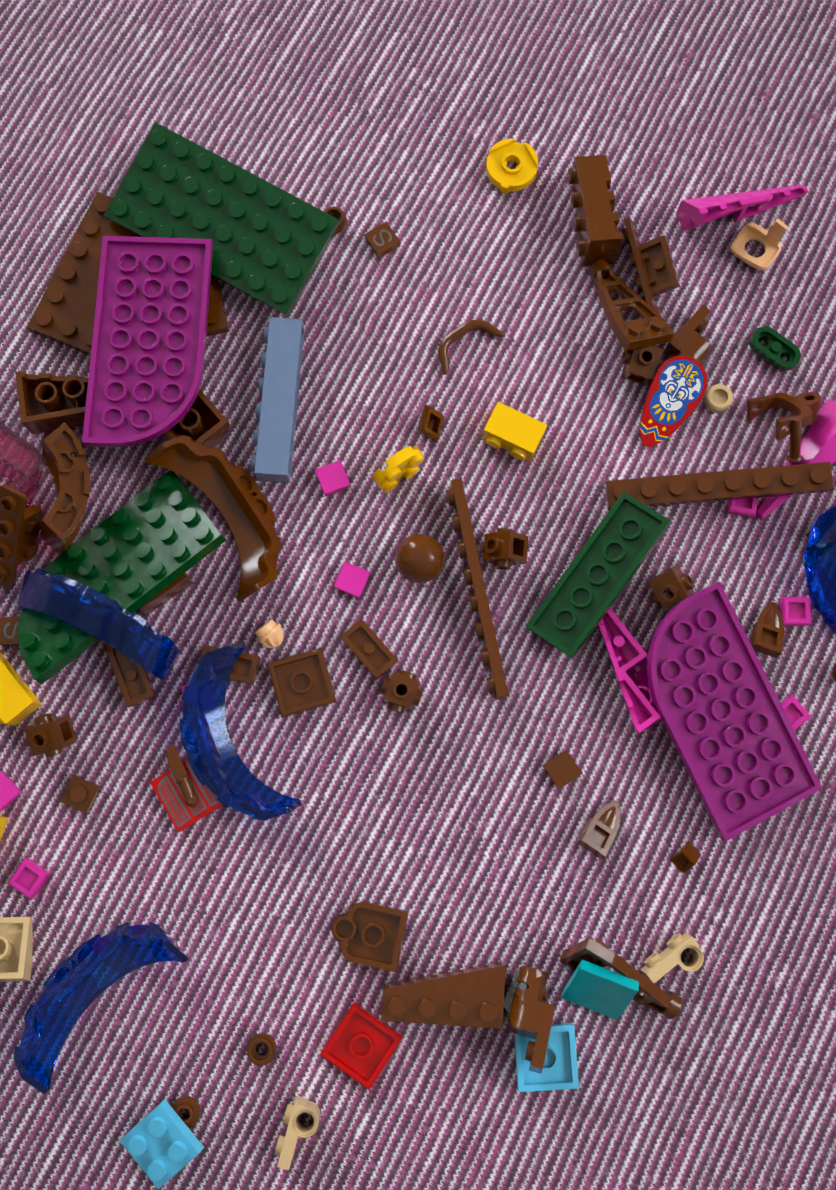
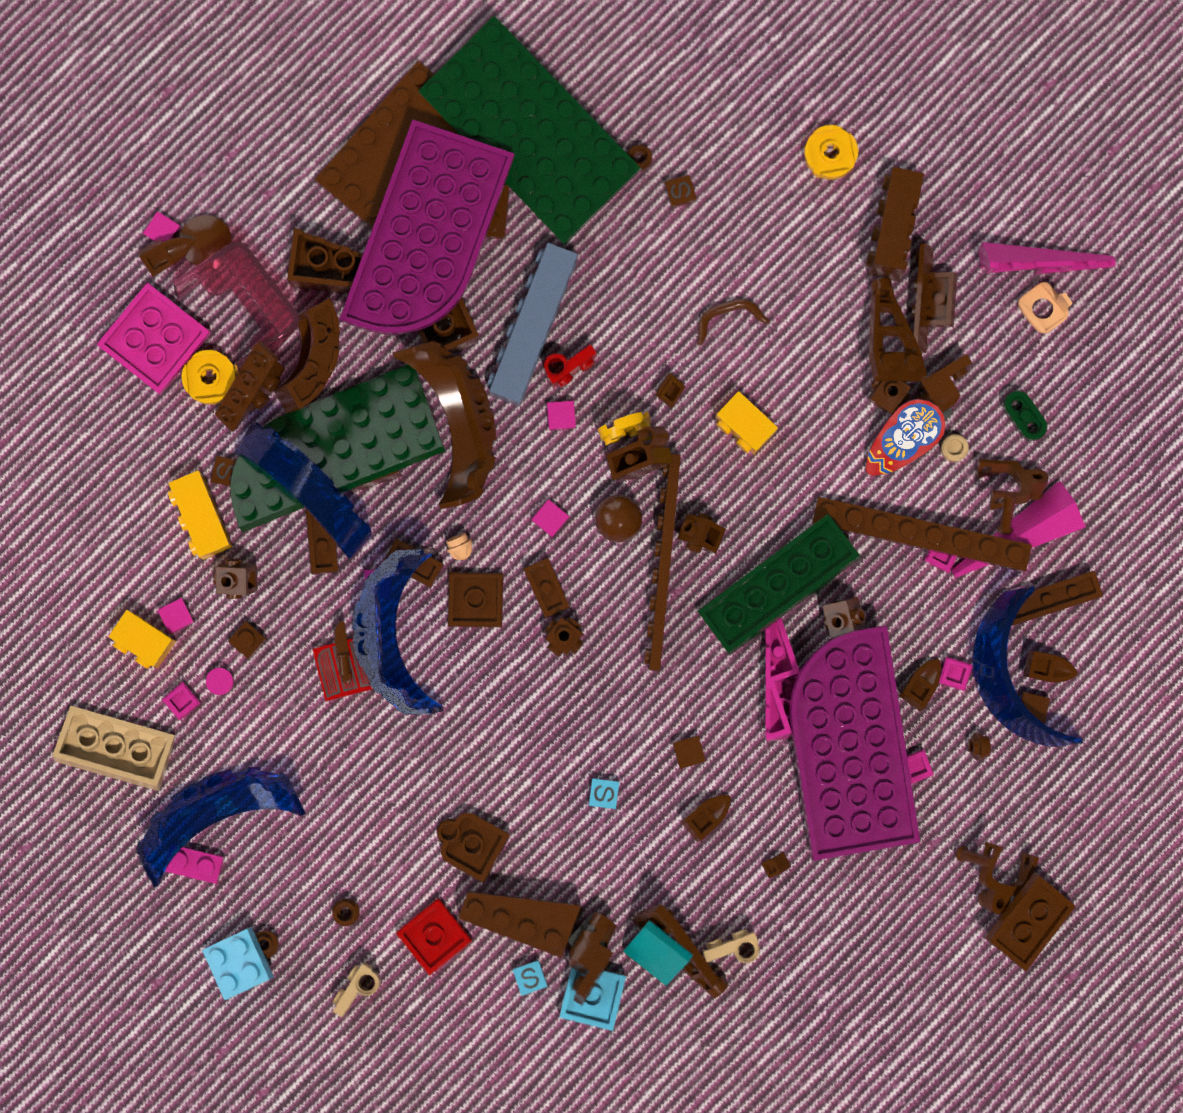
camera: 20 degrees right, 5 degrees up
(63, 845) = (219, 681): none -> dark pink tile
(89, 1048) = (196, 865): none -> dark pink piece
(335, 420) = (583, 360): none -> red plate
(424, 489) = (641, 456): none -> reddish brown hinge
(474, 1057) = (530, 977): none -> medium azure tile
(490, 838) = (604, 793): none -> medium azure tile

